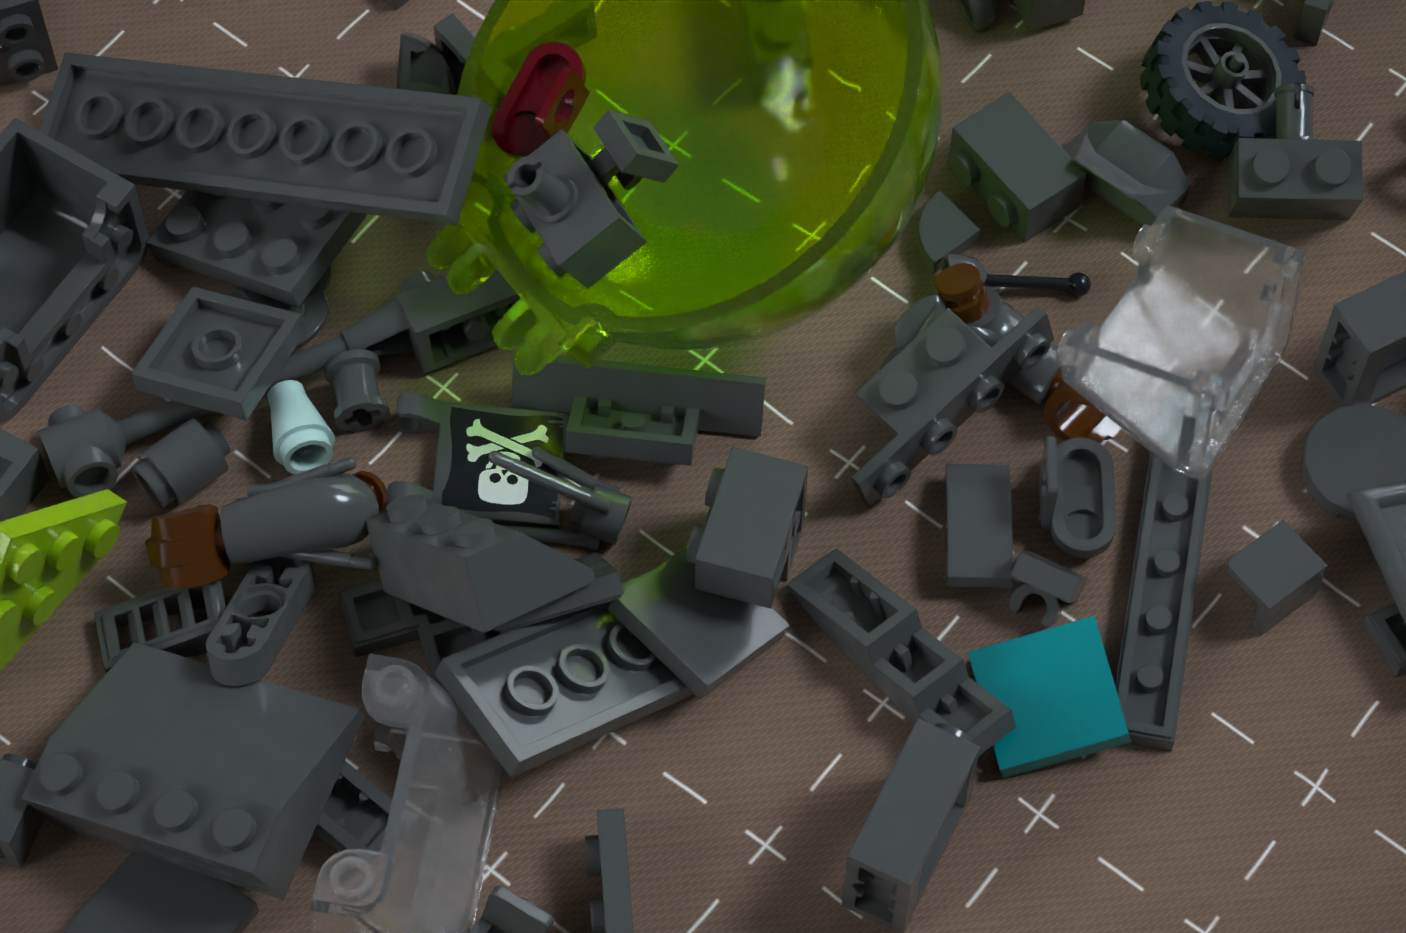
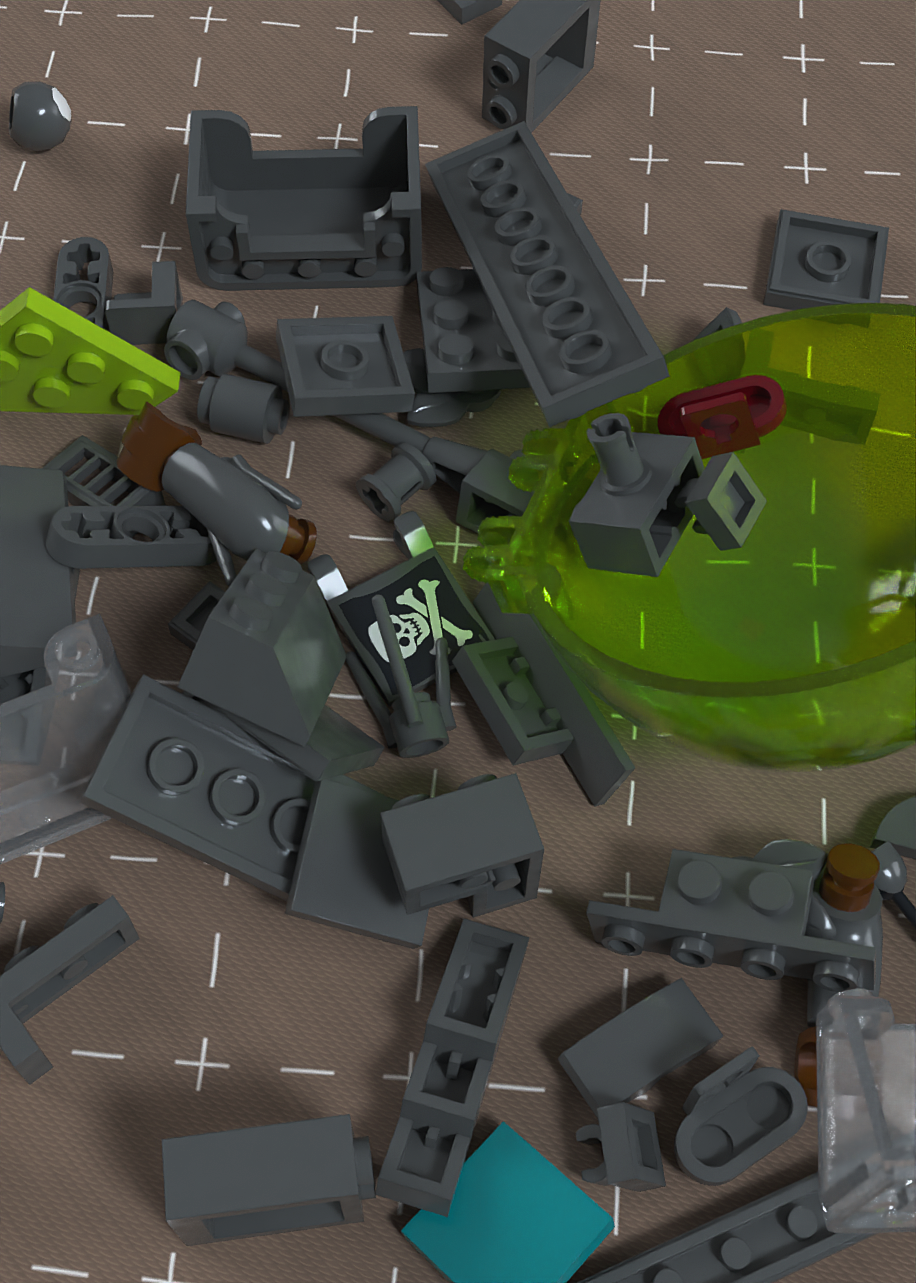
camera: 55 degrees right, 0 degrees up
(298, 430) = (330, 466): light aqua cone -> none

